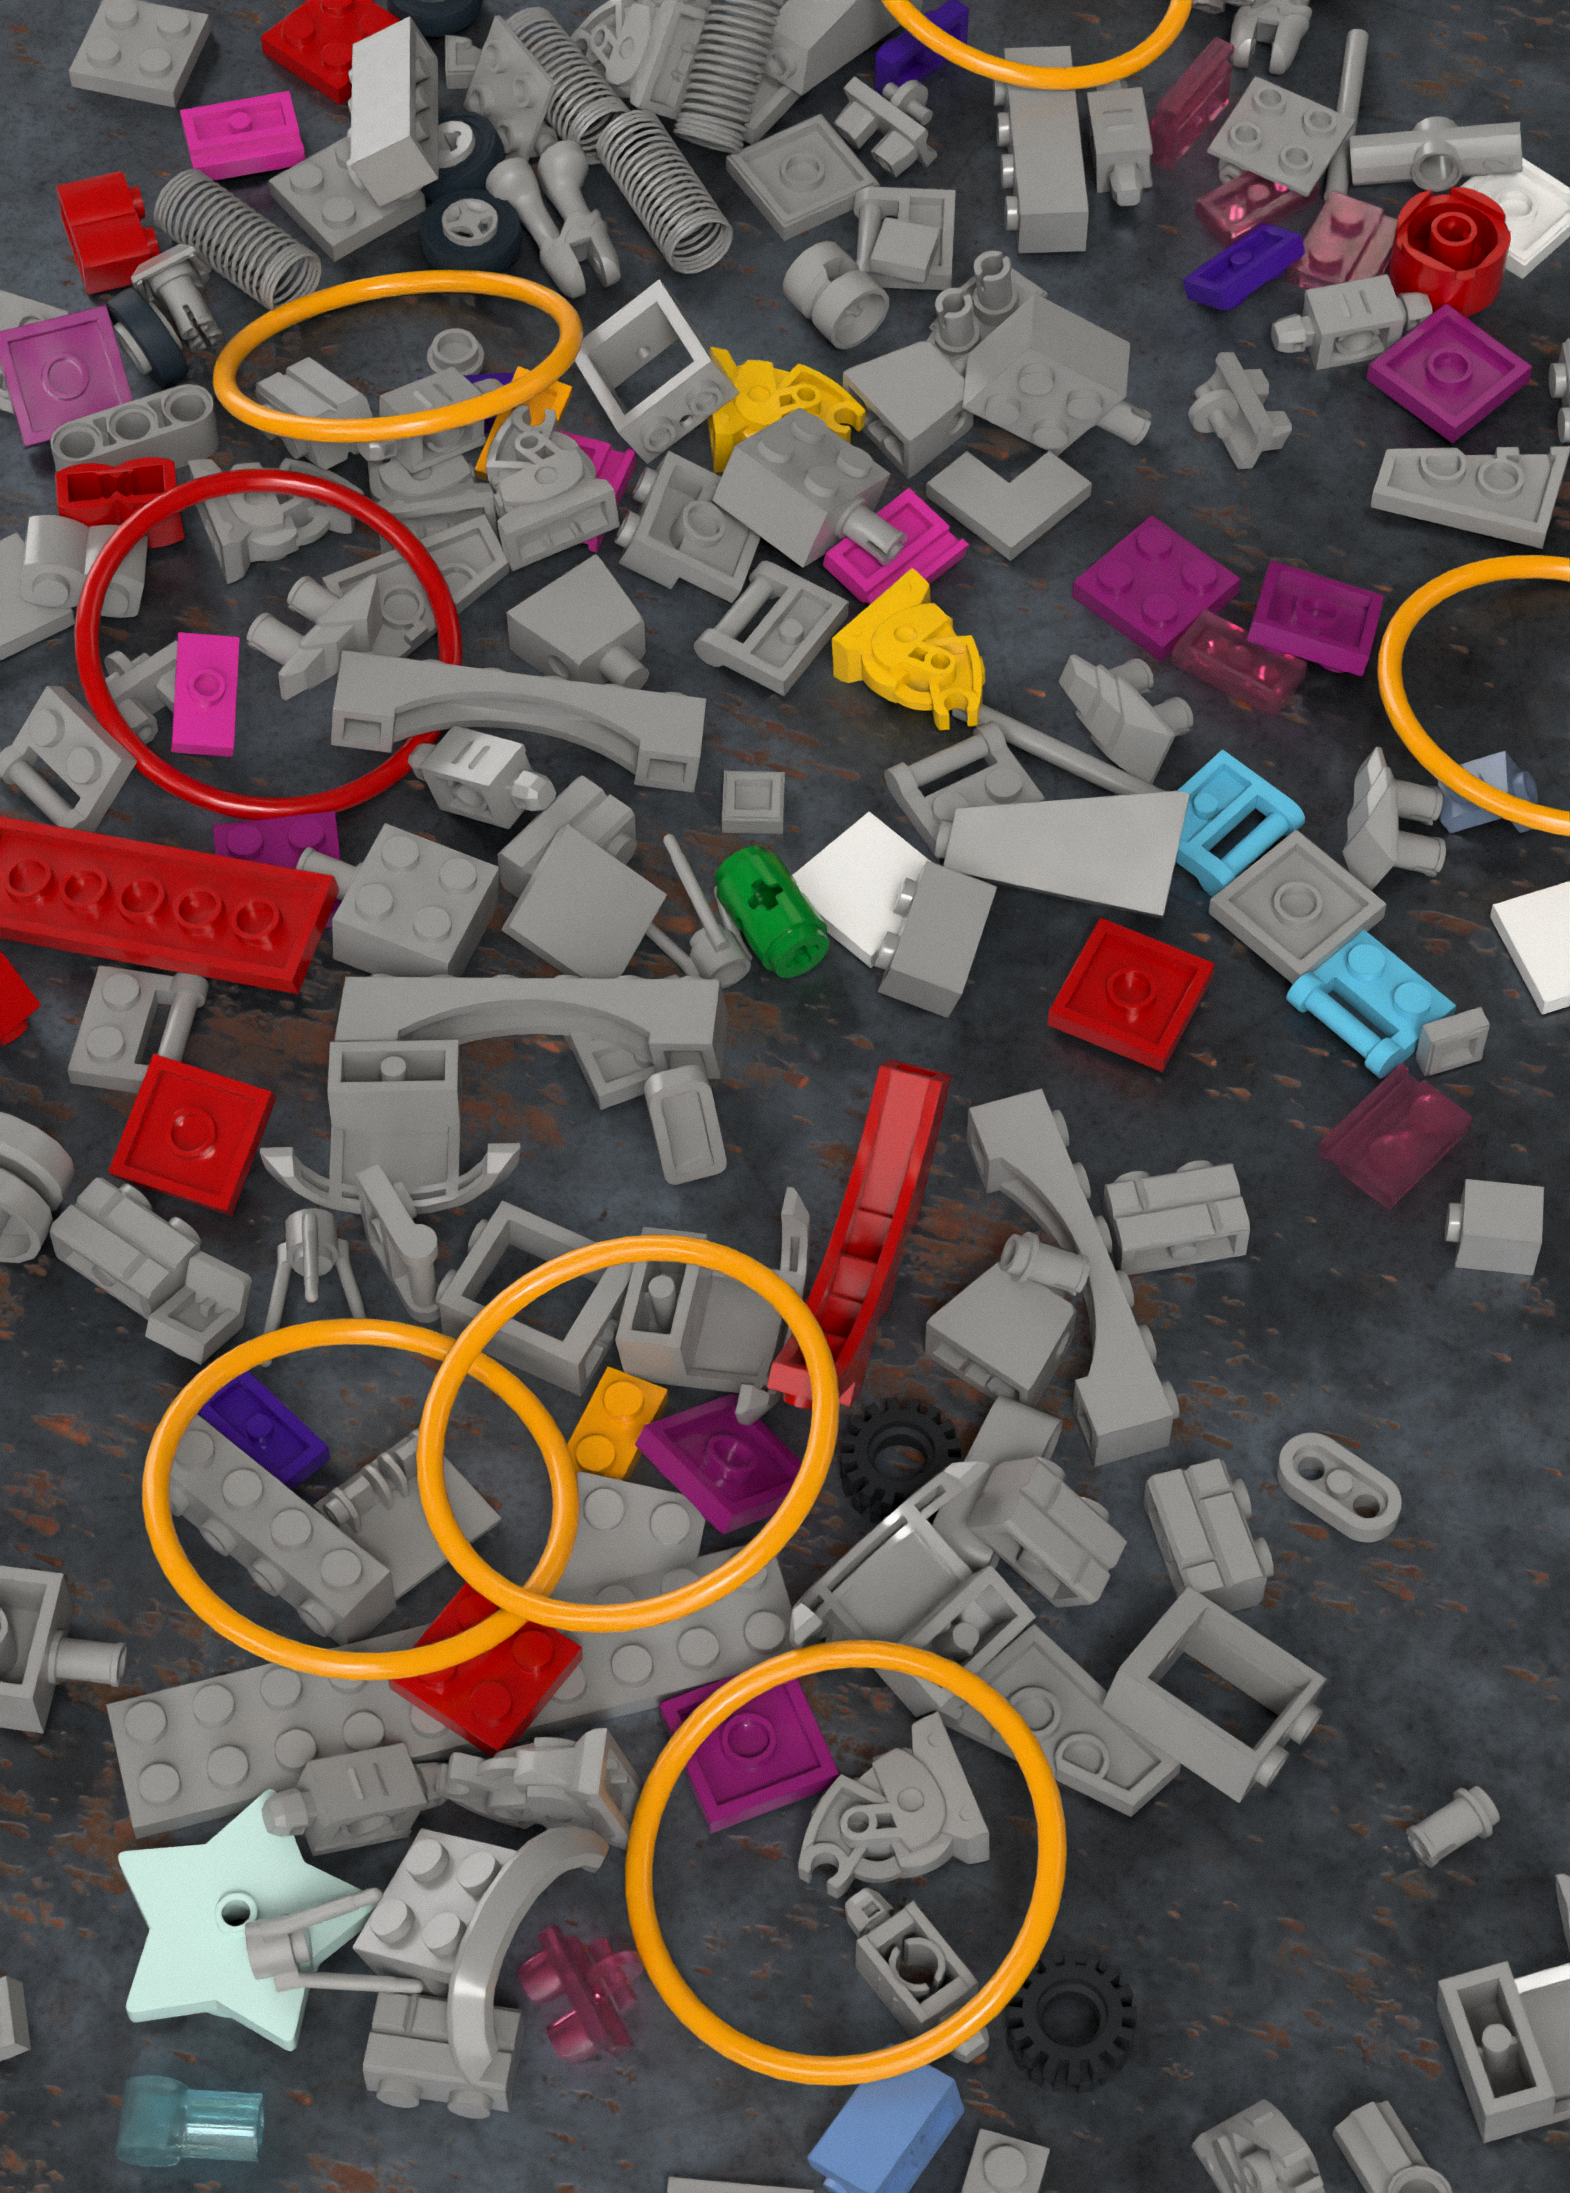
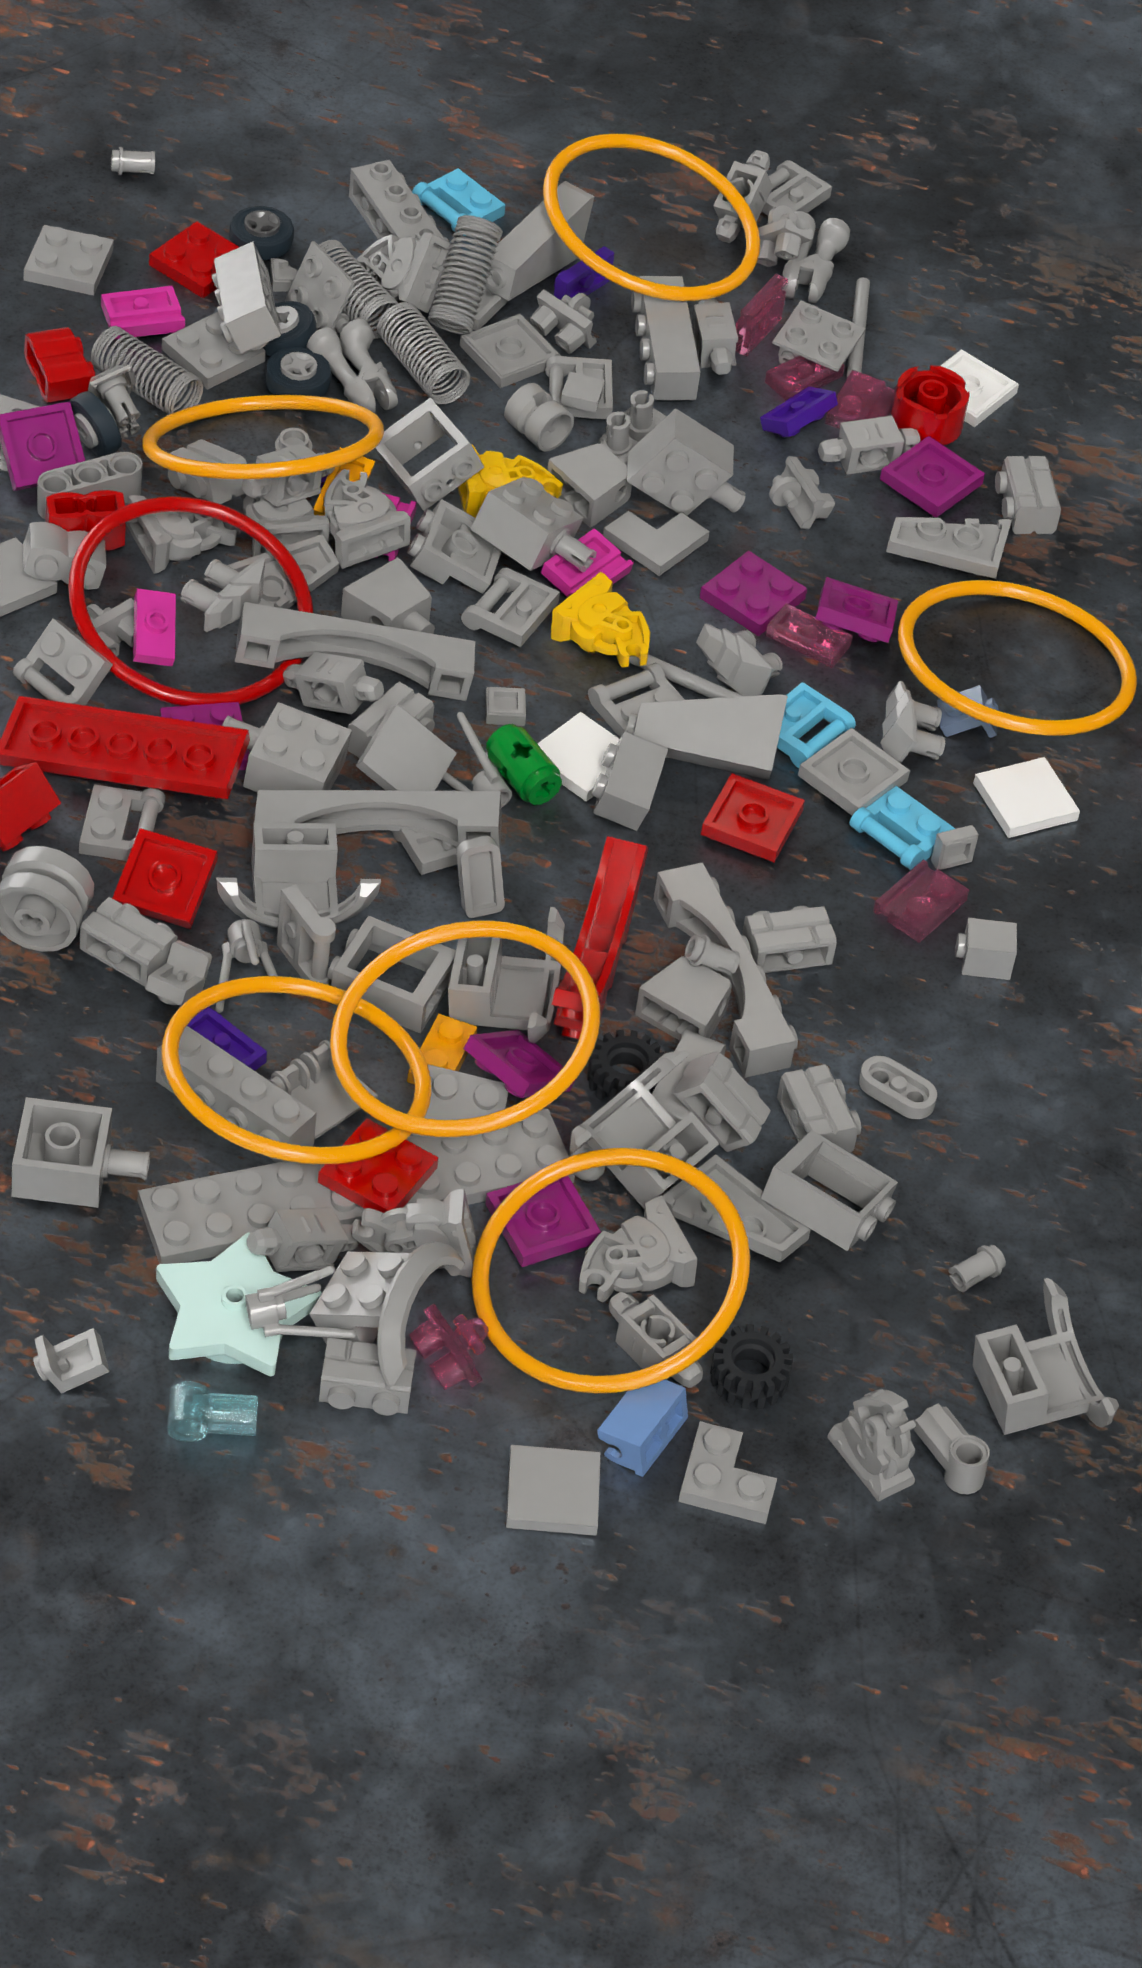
camera: 10 degrees left, 10 degrees down
(1436, 153) = (937, 347): light grey piece -> none

